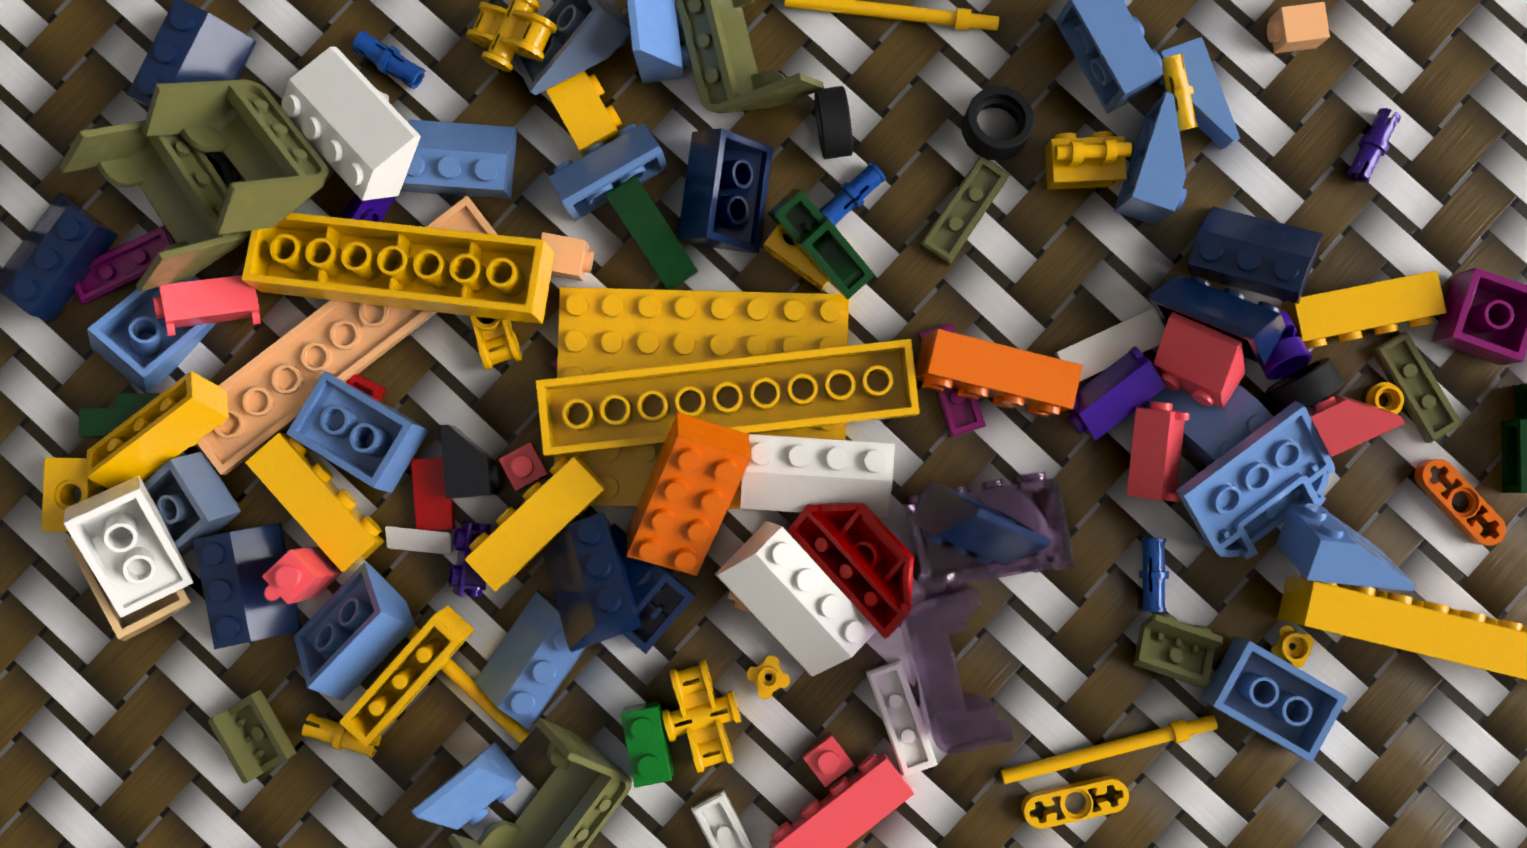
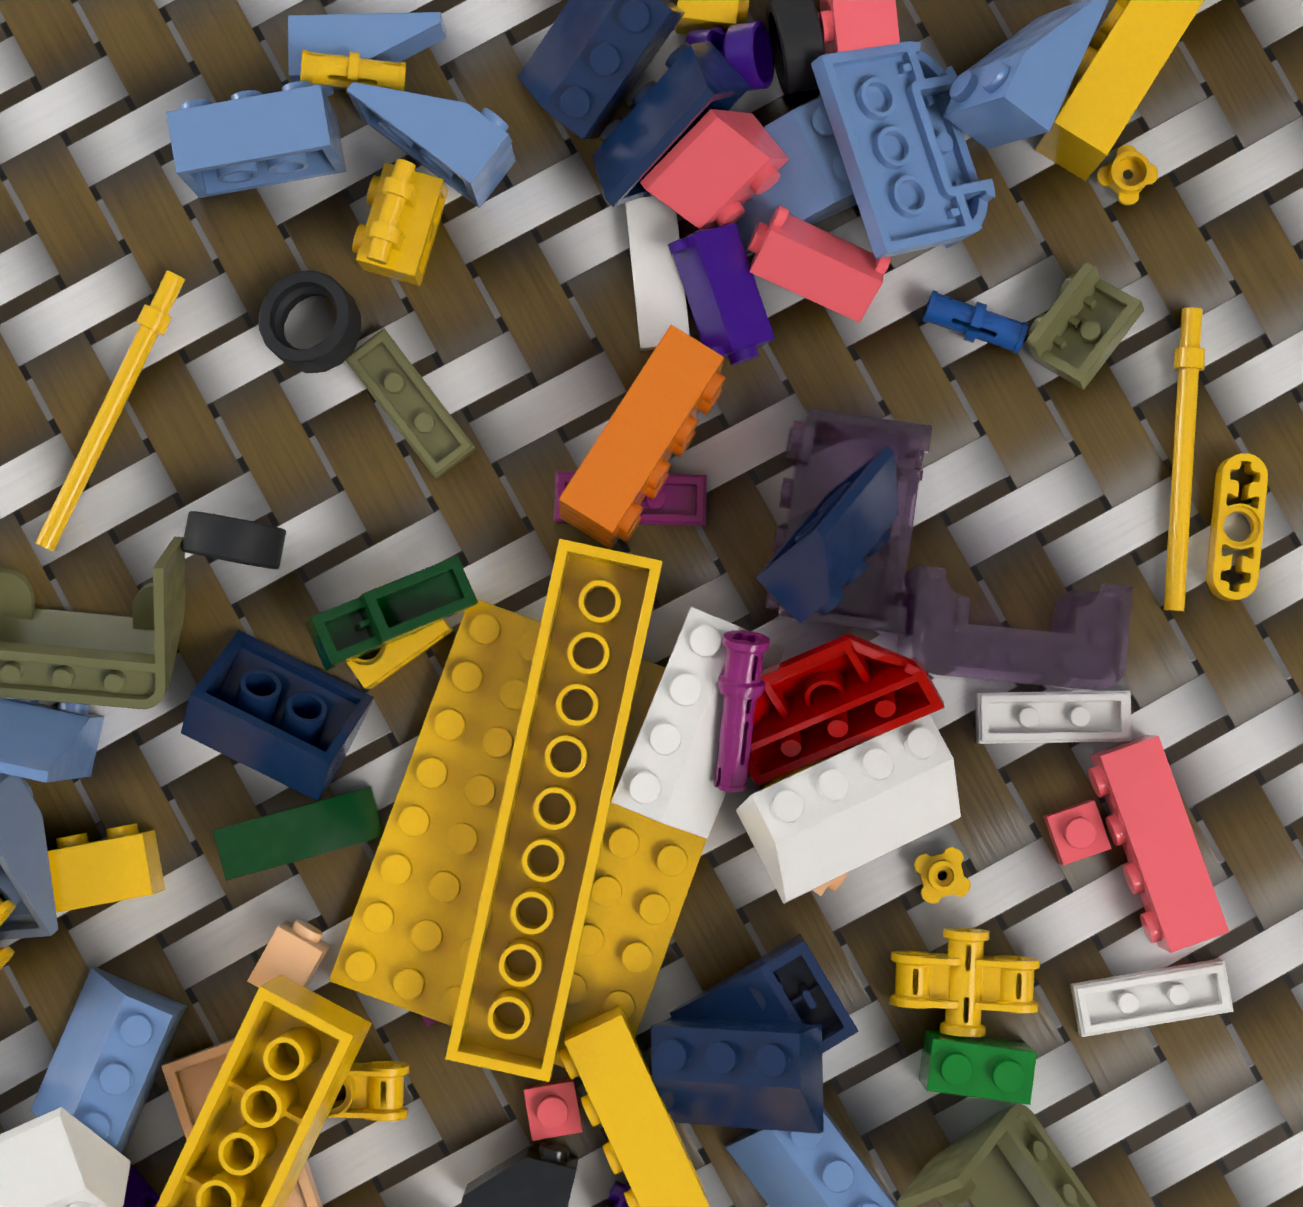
camera: 70 degrees left, 0 degrees up
(605, 167) = (198, 898): medium blue slope -> none
(688, 494) = (665, 904): orange brick -> none
(851, 496) = (741, 687): none -> magenta pin
(853, 193) = (338, 547): blue pin -> none
(1274, 698) = (1187, 224): medium blue brick -> none

